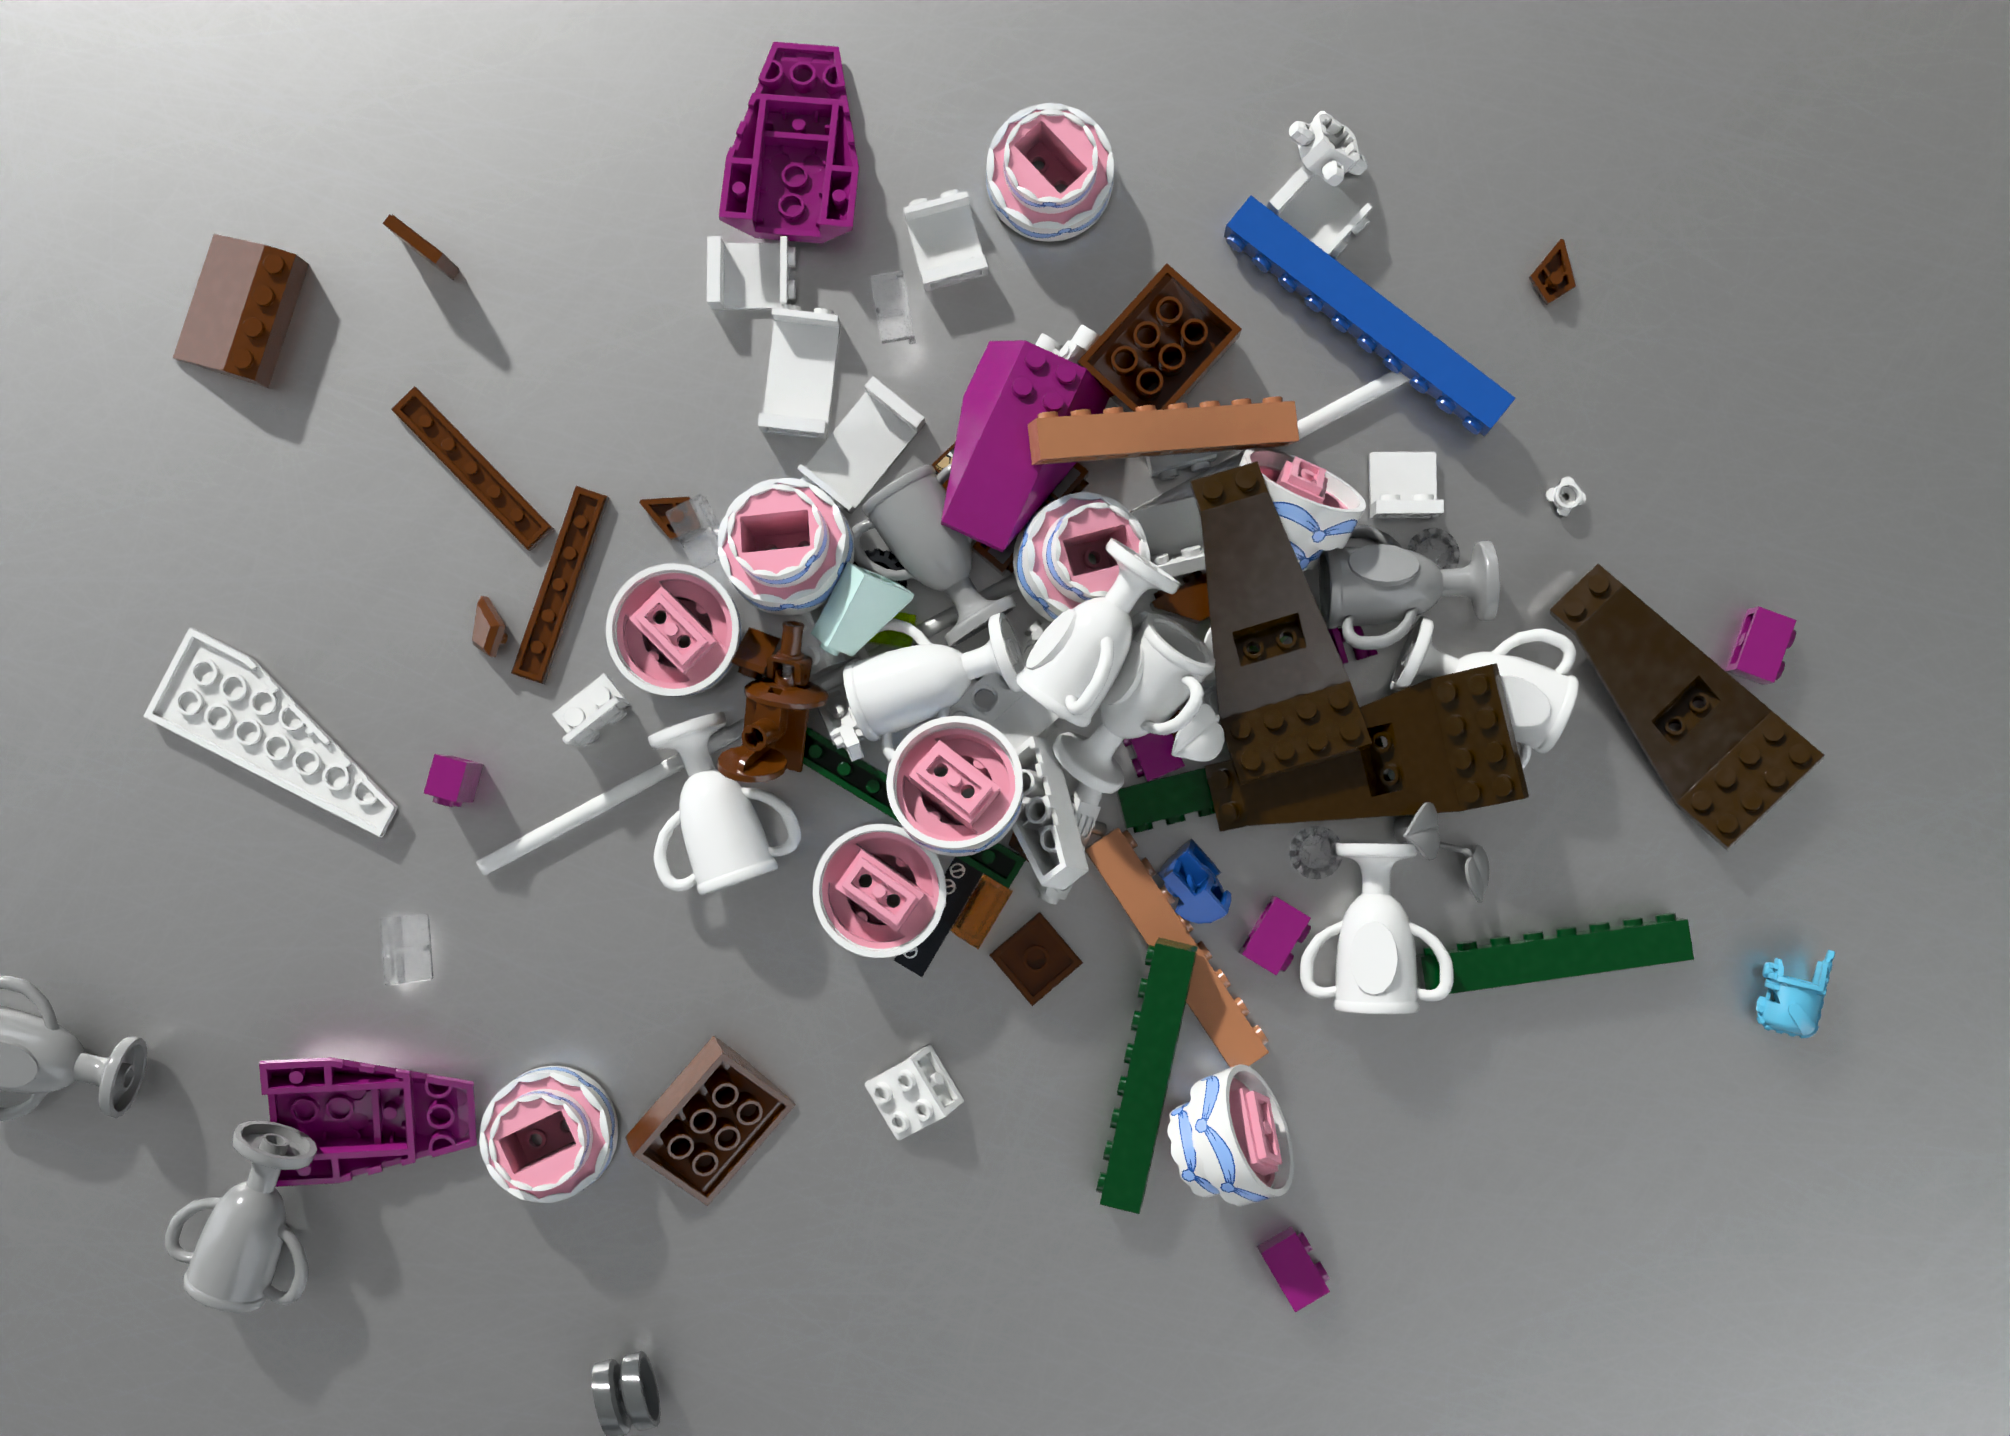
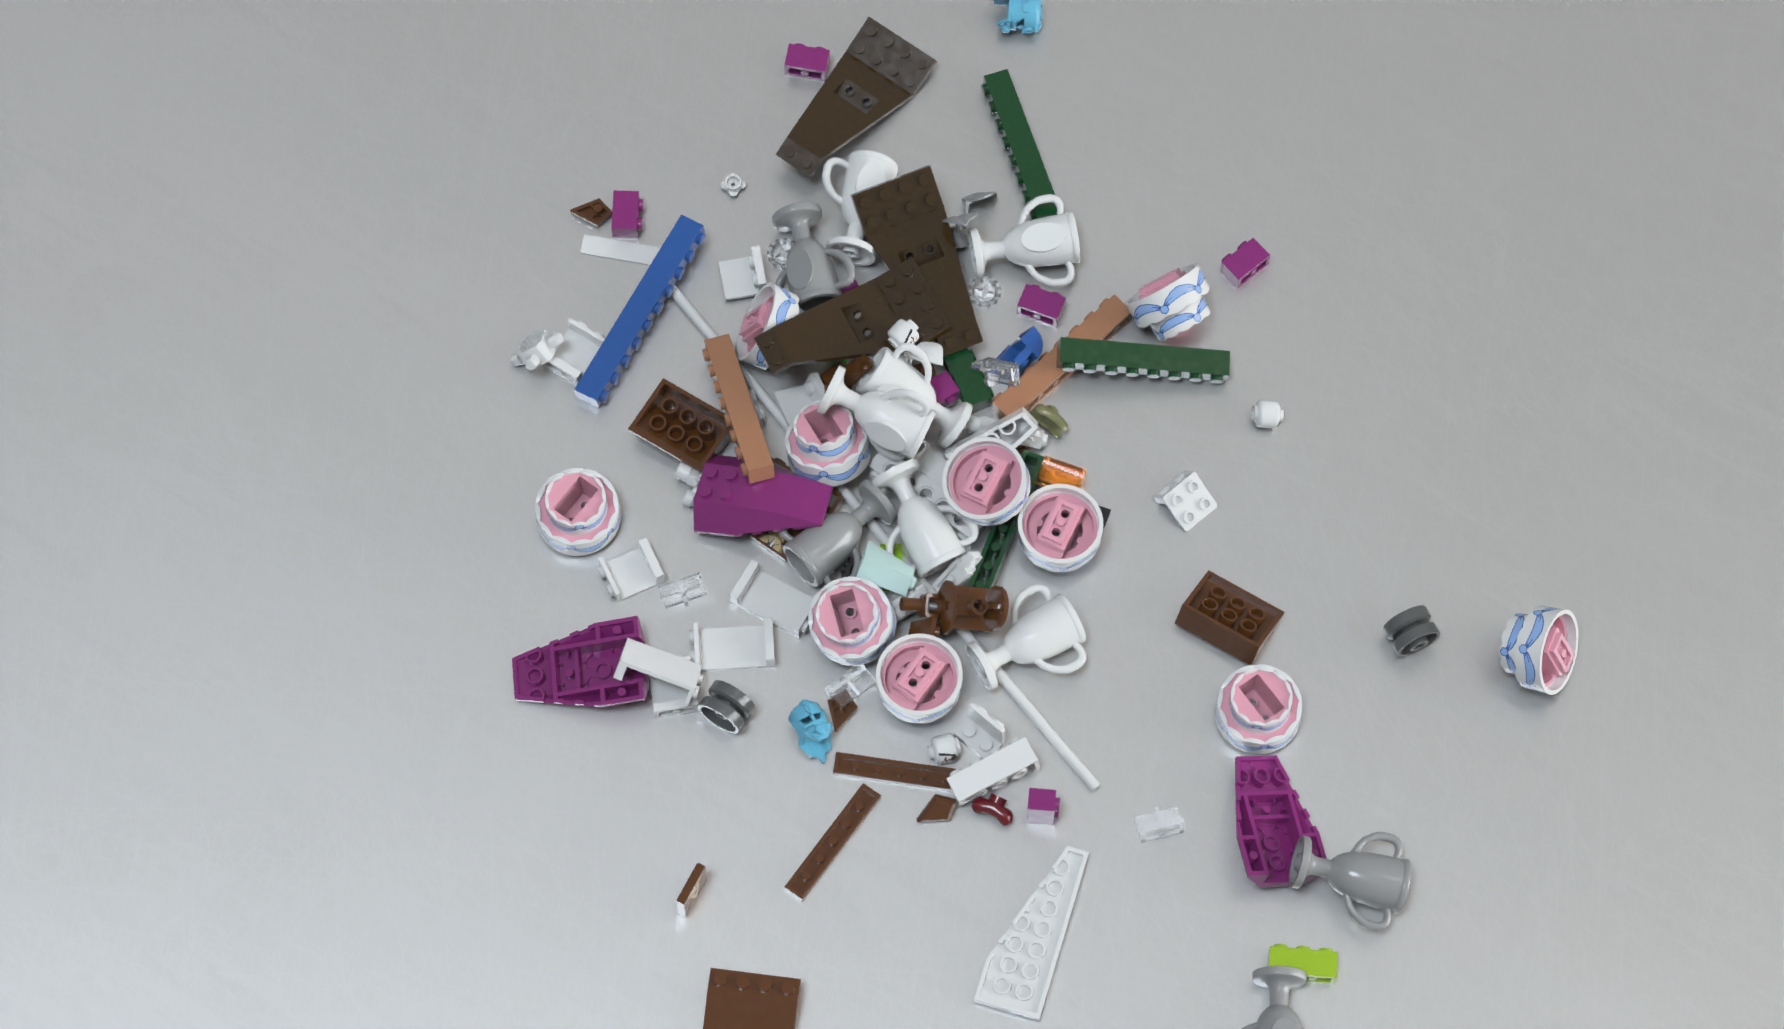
camera: 105 degrees left, 20 degrees down
(151, 1114) = (1317, 964): none -> lime brick
(475, 710) = (995, 807): none -> dark red piece
(521, 720) = (993, 770): none -> white wedge
(580, 655) = (944, 748): none -> white head
(643, 463) = (812, 729): none -> medium azure helmet
(694, 341) = (726, 706): none -> dark grey wheel
(763, 249) = (661, 666): none -> white panel
(1030, 1248) = (1266, 414): none -> white head
(1036, 958) = (1085, 443): reddish brown tile -> none
(1079, 910) = (1049, 419): none -> olive piece
(1166, 843) = (998, 371): none -> clear panel
(1188, 610) = (854, 370): none -> reddish brown hinge
(1234, 703) = (903, 332): none -> white head
(1485, 305) = (618, 249): none -> white sticker
(1540, 322) = (626, 214): none -> magenta brick

